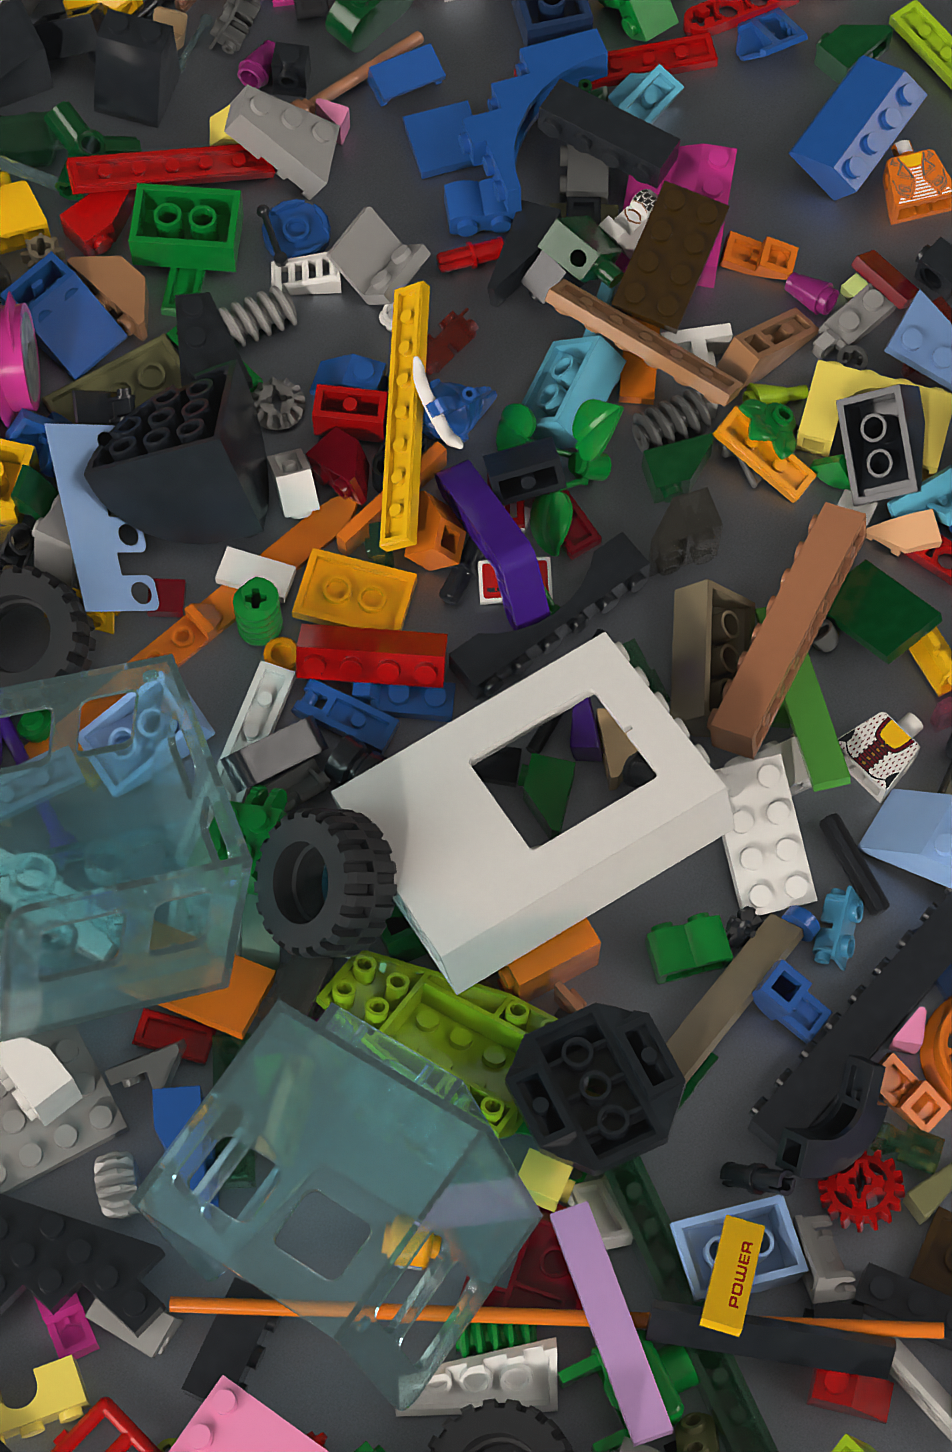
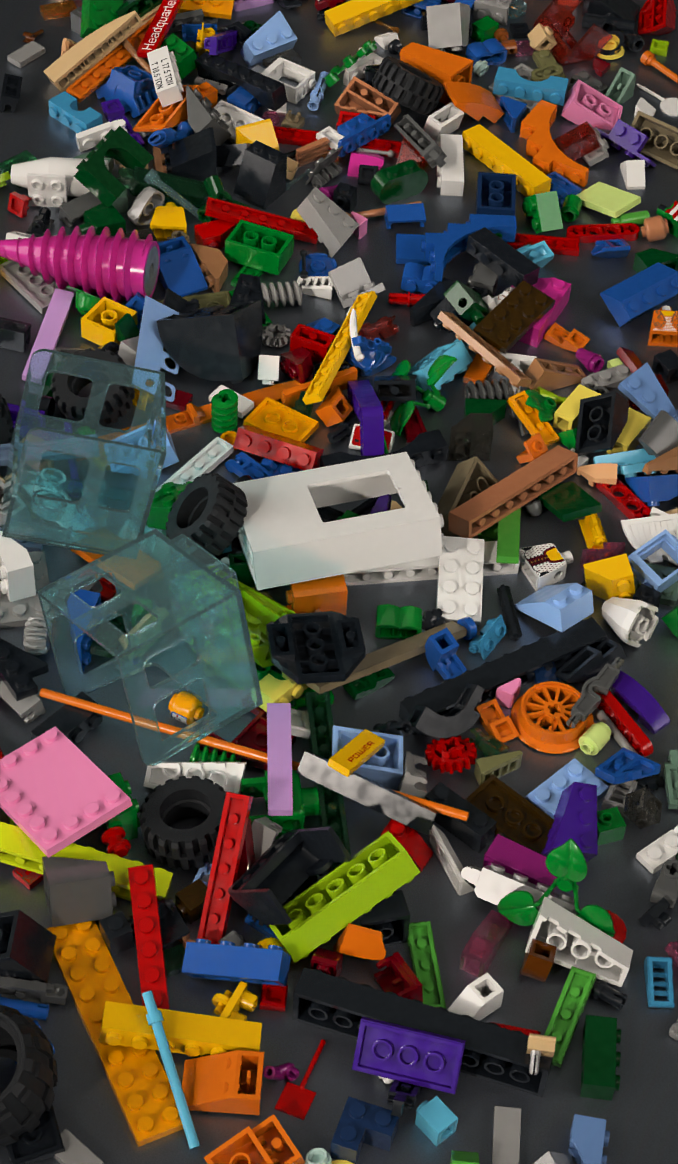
camera: 15 degrees right, 20 degrees down
(274, 753) = (190, 469): beam -> none
(786, 523) = (534, 447): none -> orange bracket

